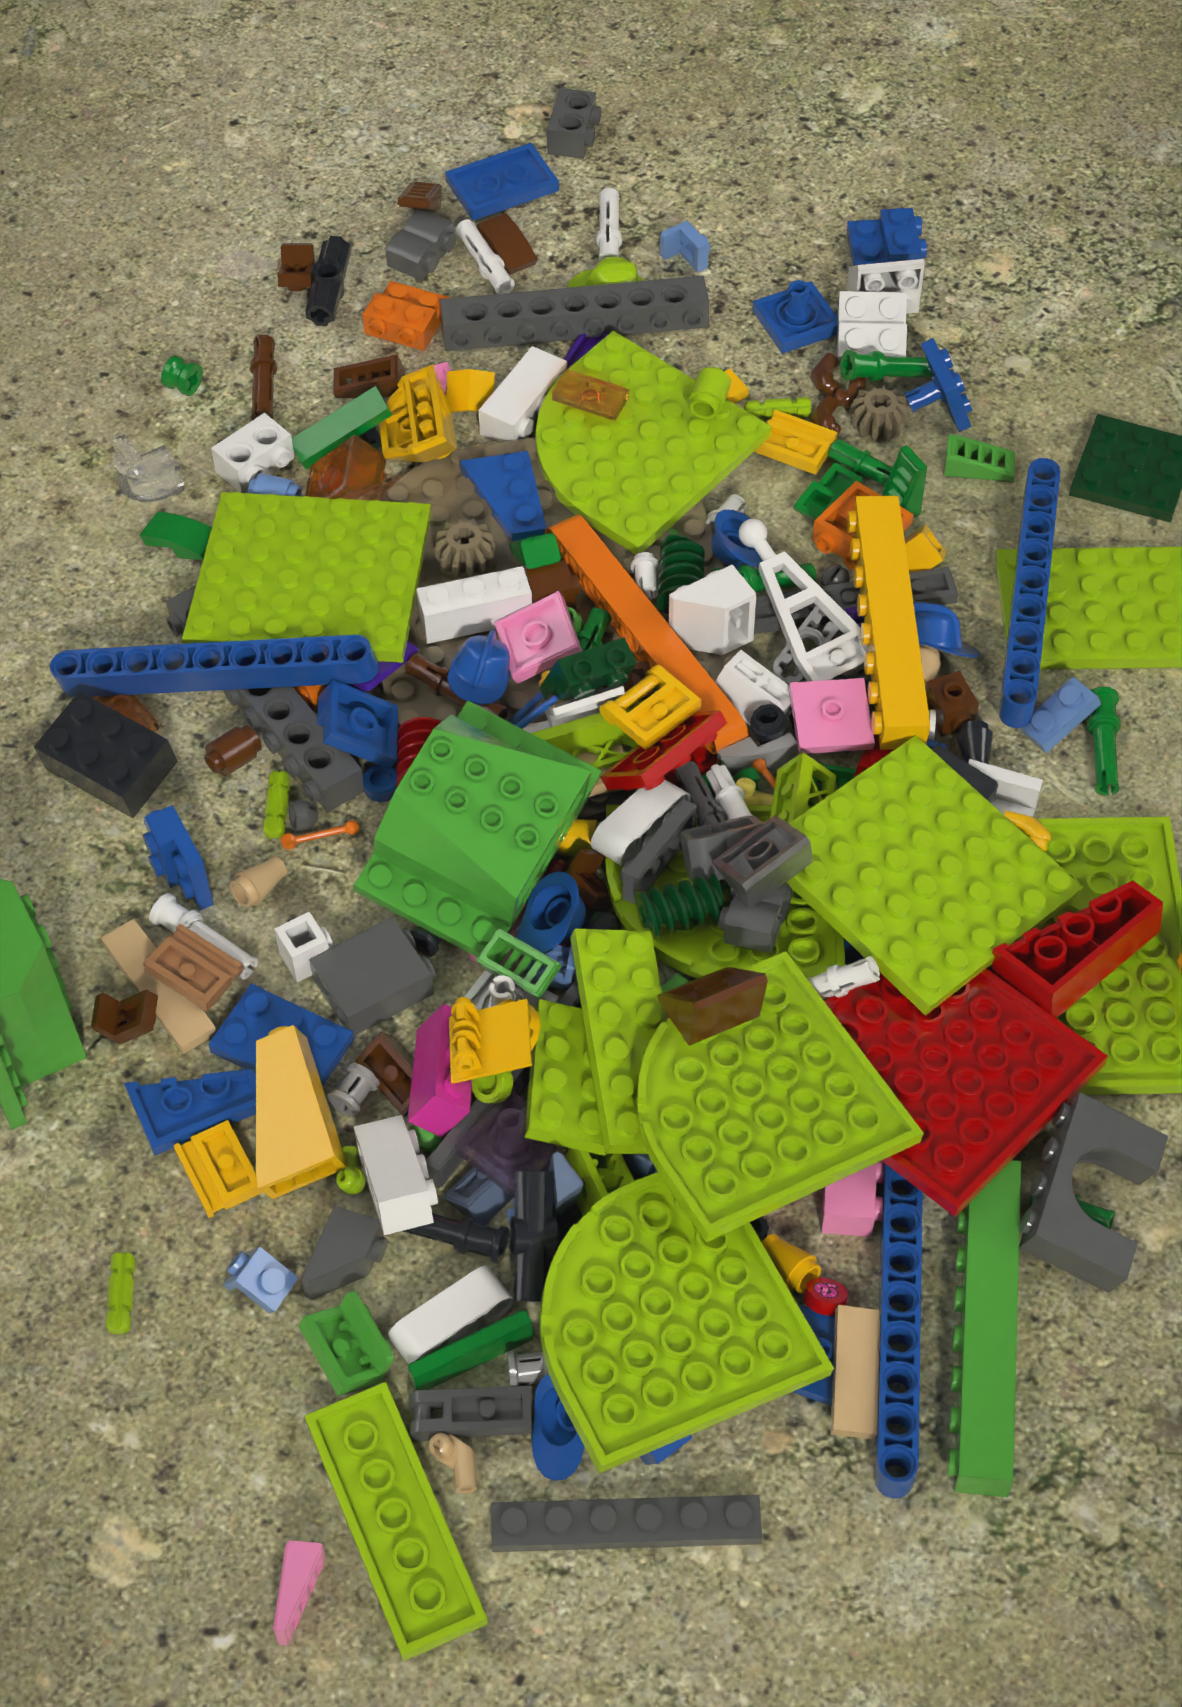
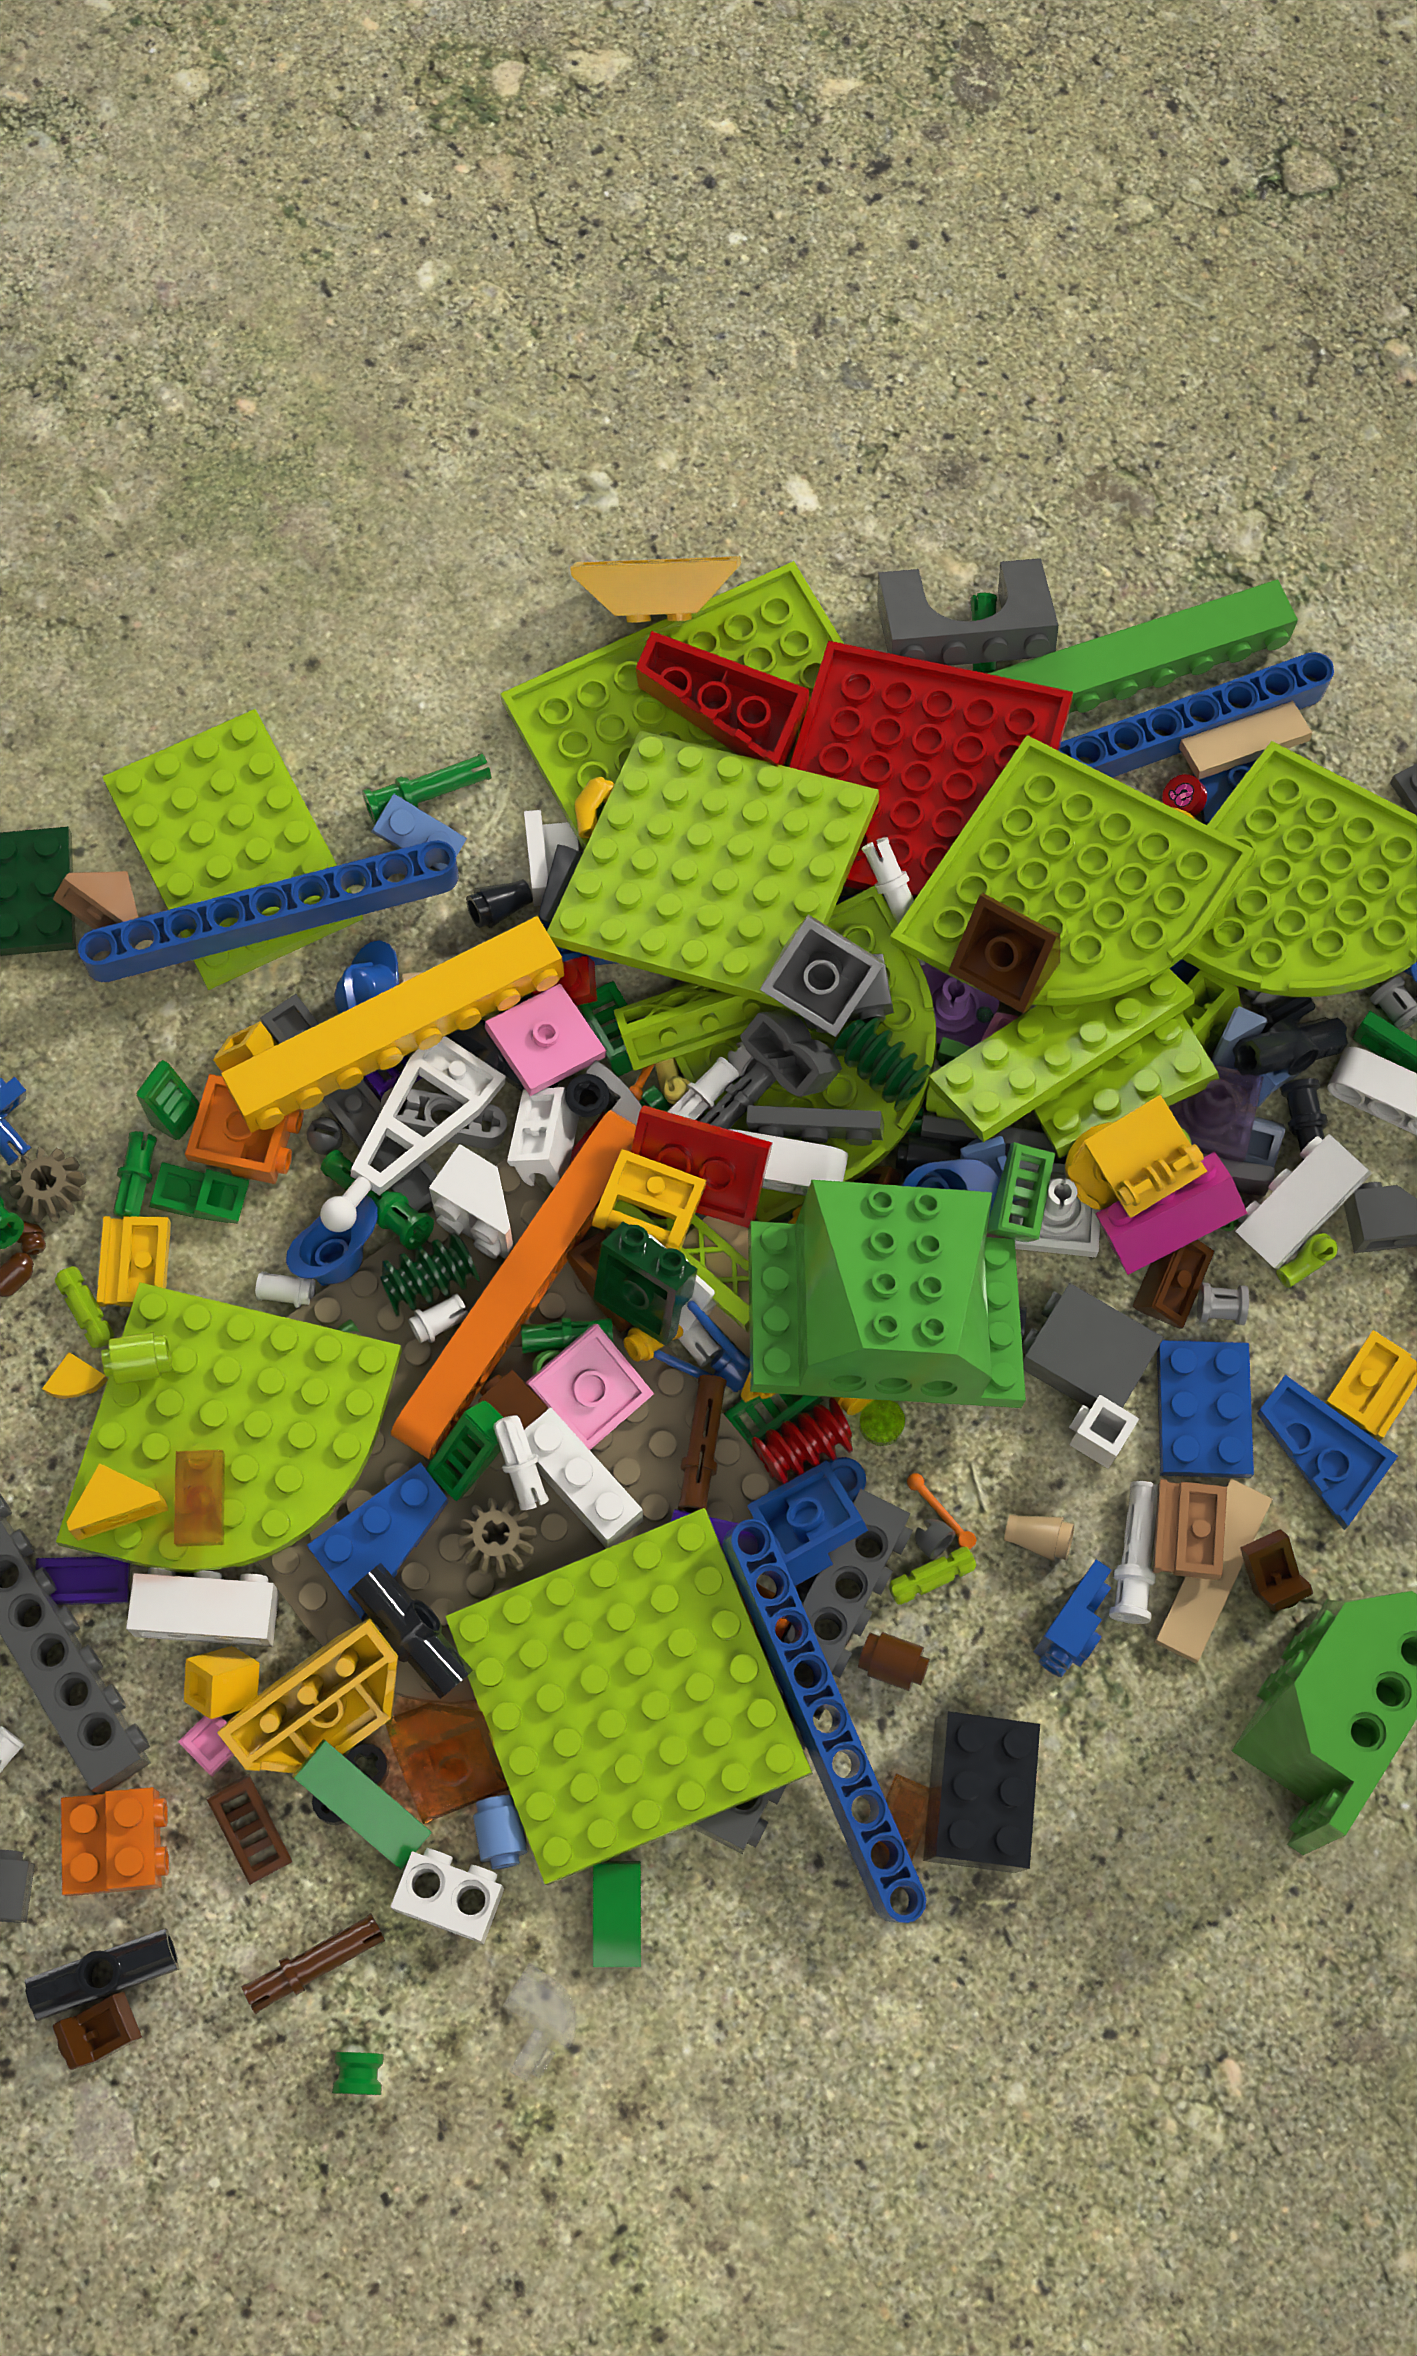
camera: 120 degrees left, 15 degrees up
(292, 1116) = (1299, 1326): yellow slope -> none
(451, 468) = (410, 1630): none -> black piece
(480, 670) = (671, 1426): blue piece -> none
(499, 555) = (520, 1462): none -> white axle
(617, 350) = (112, 1502): none -> yellow slope
(823, 414) = (79, 1250): reddish brown arm -> none
(952, 702) = (451, 937): reddish brown brick -> none
(961, 462) = (79, 1083): bright green slope -> none
(1091, 507) = (98, 897): none -> medium nougat slope

